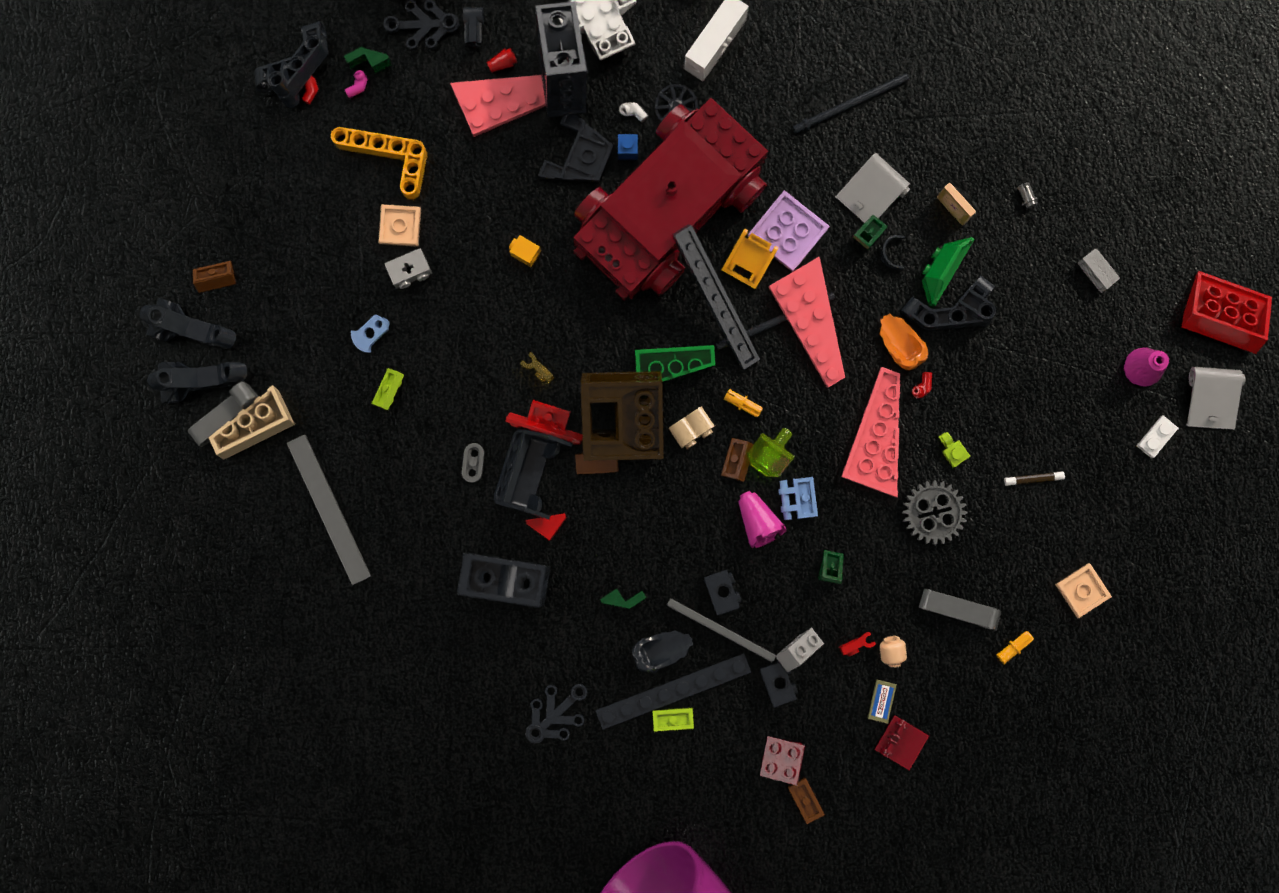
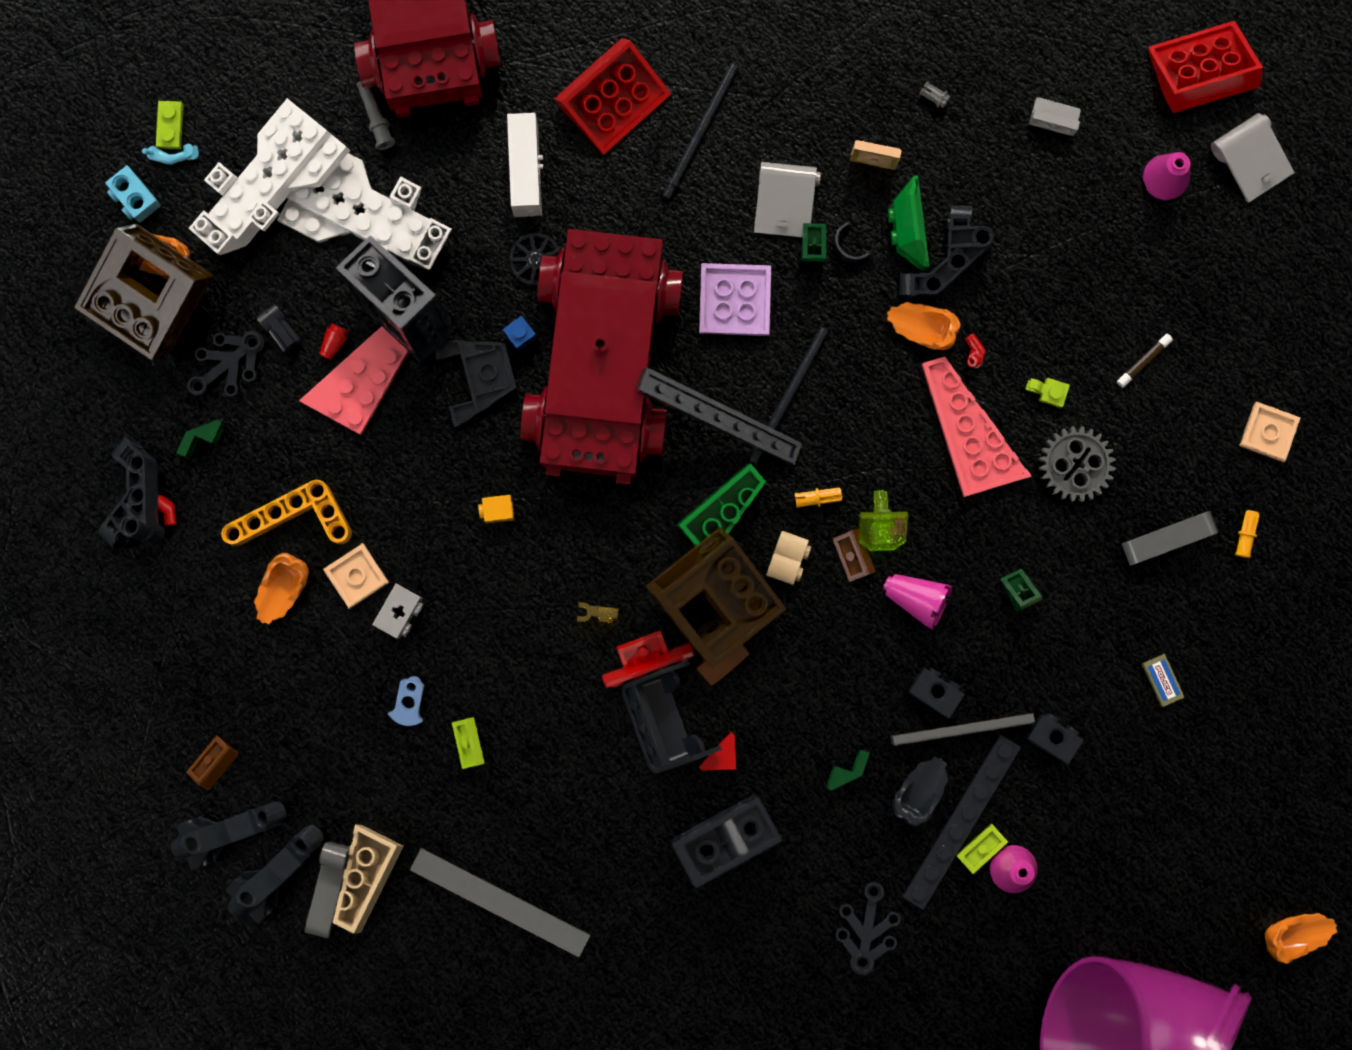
camera: 40 degrees left, 0 degrees up
(344, 194) = (280, 587): none -> orange hair
(359, 84) = (211, 469): dark pink arm -> none
(473, 462) = (606, 750): dark grey plate -> none
(632, 109) = (497, 292): white arm -> none
(684, 741) = (1006, 865): none -> dark pink cone
(751, 255) = (719, 349): light orange container -> none
(782, 760) = (1113, 808): hinge -> none
(799, 650) = (1051, 691): light grey brick -> none
(804, 498) = (945, 543): medium blue plate -> none
(806, 801) = (1164, 828): reddish brown plate -> none
(807, 308) = (811, 361): coral wing -> none
(810, 36) = (613, 95): none -> red slope
(852, 647) = (1096, 651): red plate -> none
(893, 651) = (1138, 625): light nougat head -> none
(901, 742) = (1211, 705): dark red hinge -> none
(1157, 436) = (1228, 234): white plate -> none

